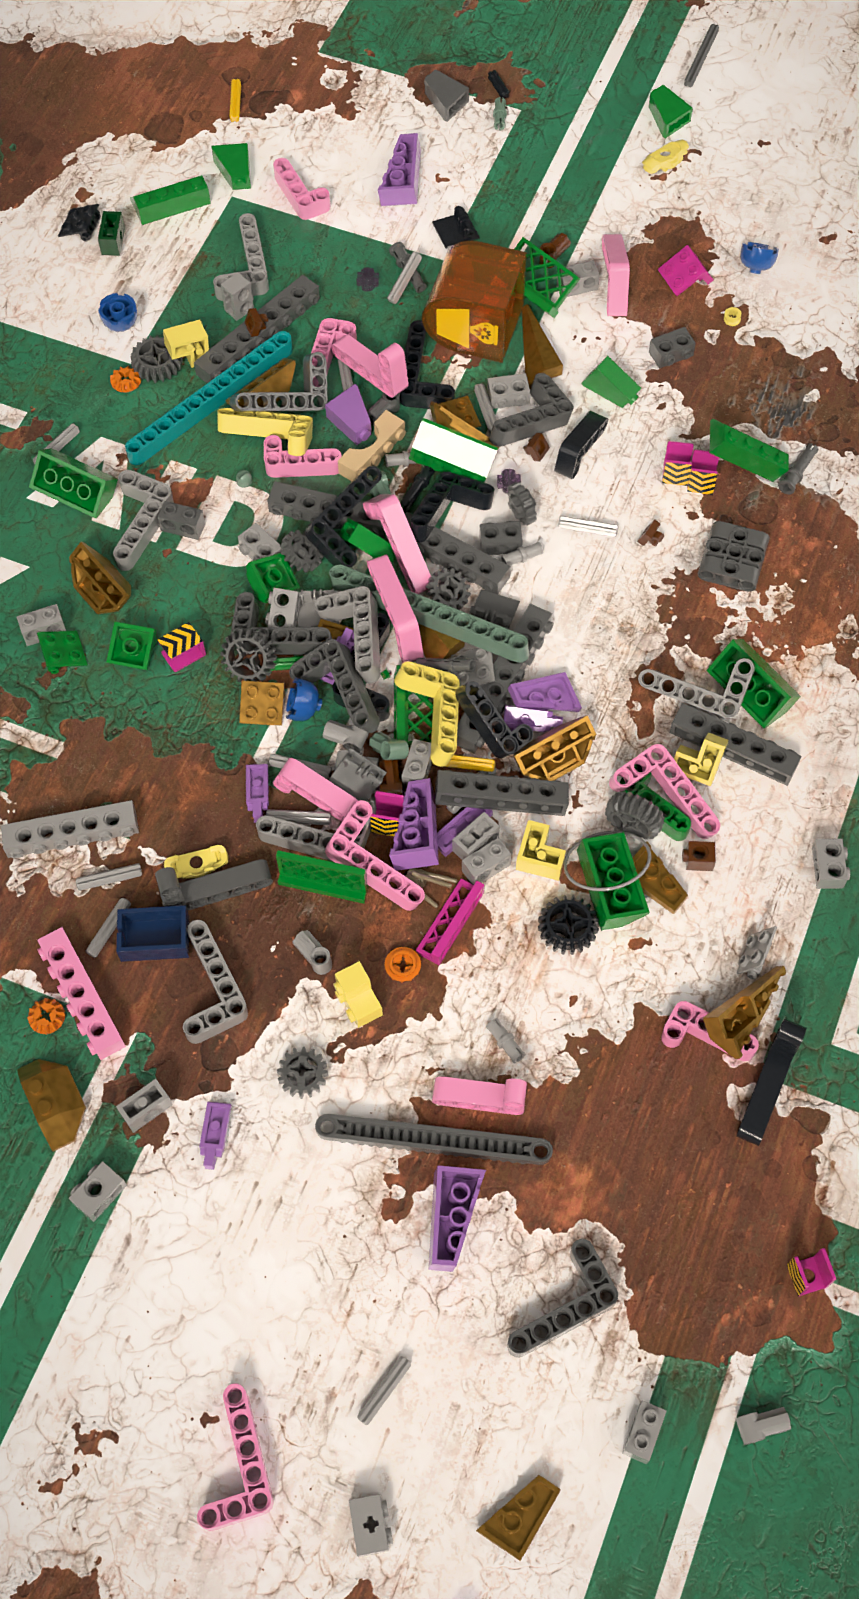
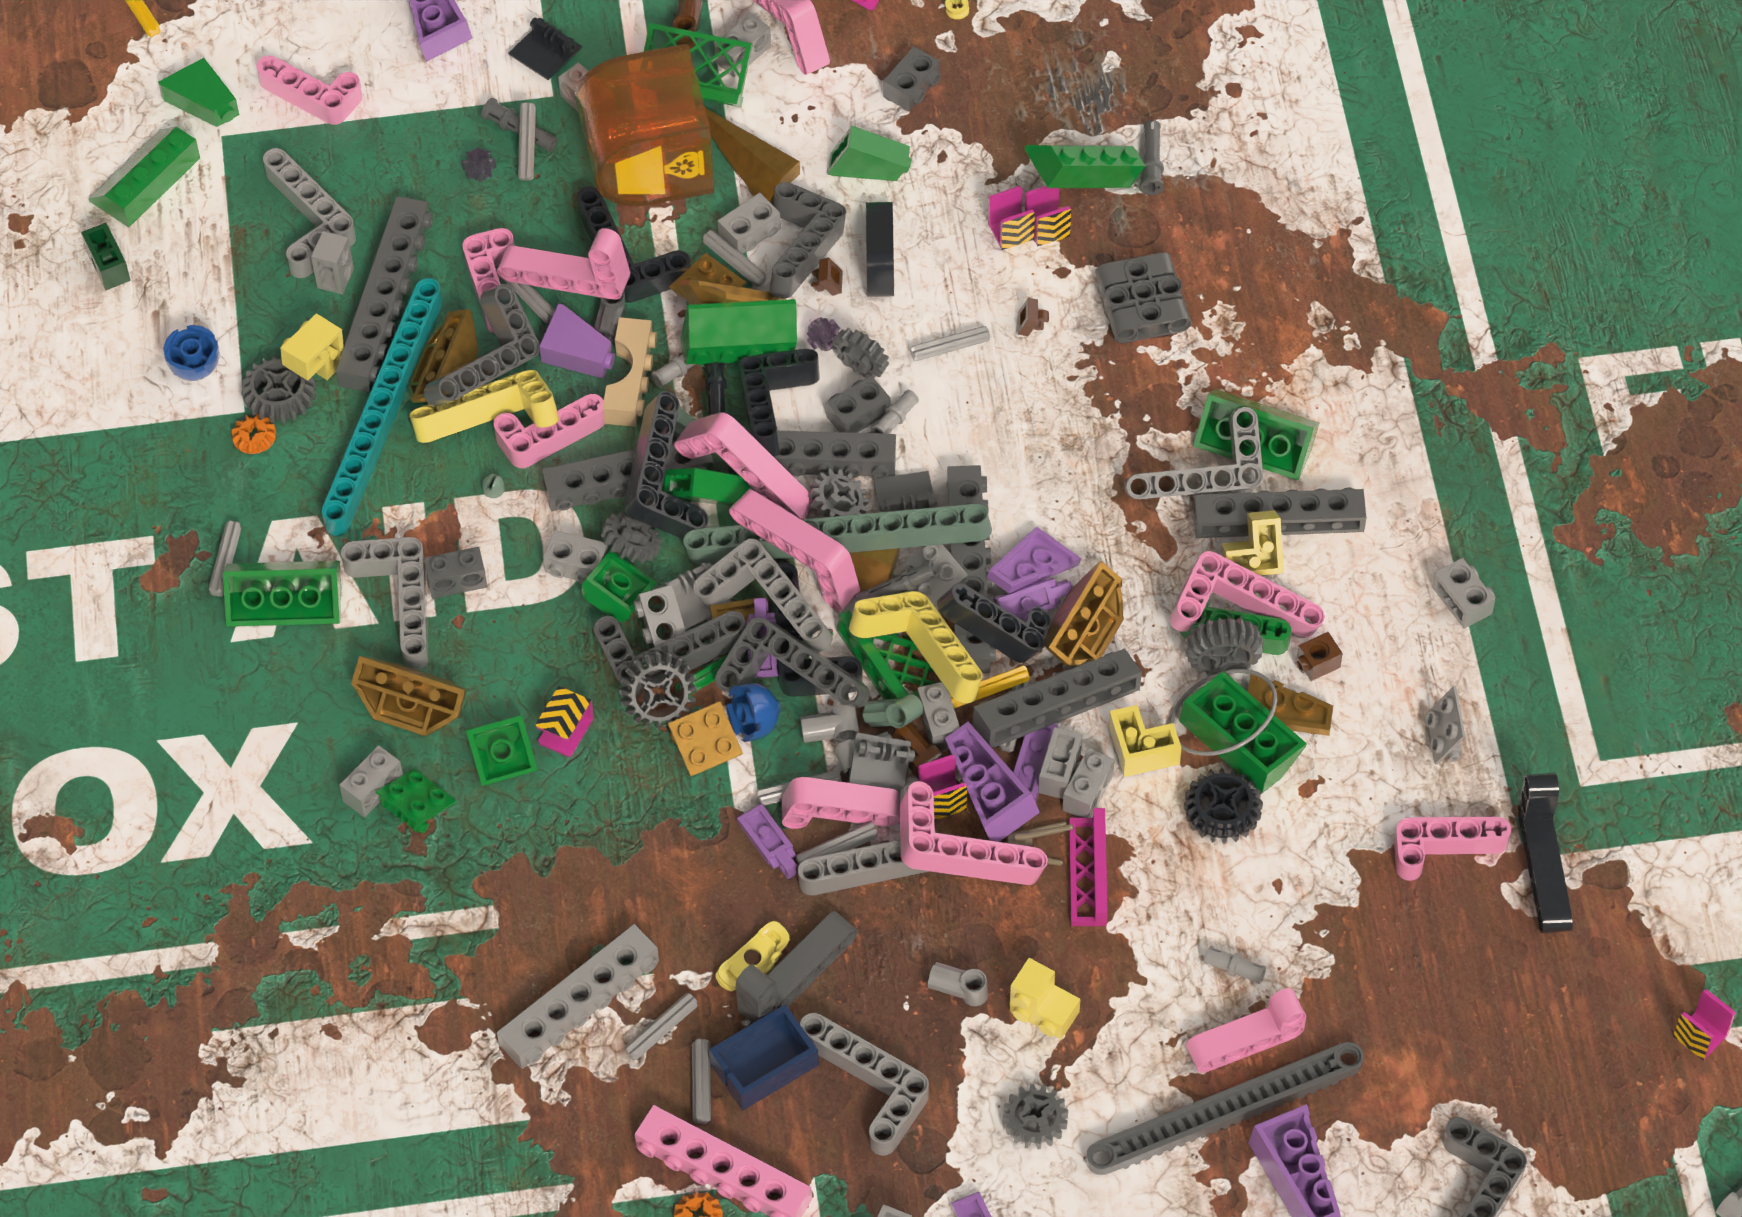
camera: 30 degrees left, 5 degrees down
(81, 222) = (46, 260): black hinge -> none
(255, 322) = (383, 284): reddish brown tile -> none
(322, 877) = (911, 902): green fence -> none
(395, 957) = (1071, 934): orange gear -> none
(735, 1019) = (1471, 800): pearl gold wedge -> none

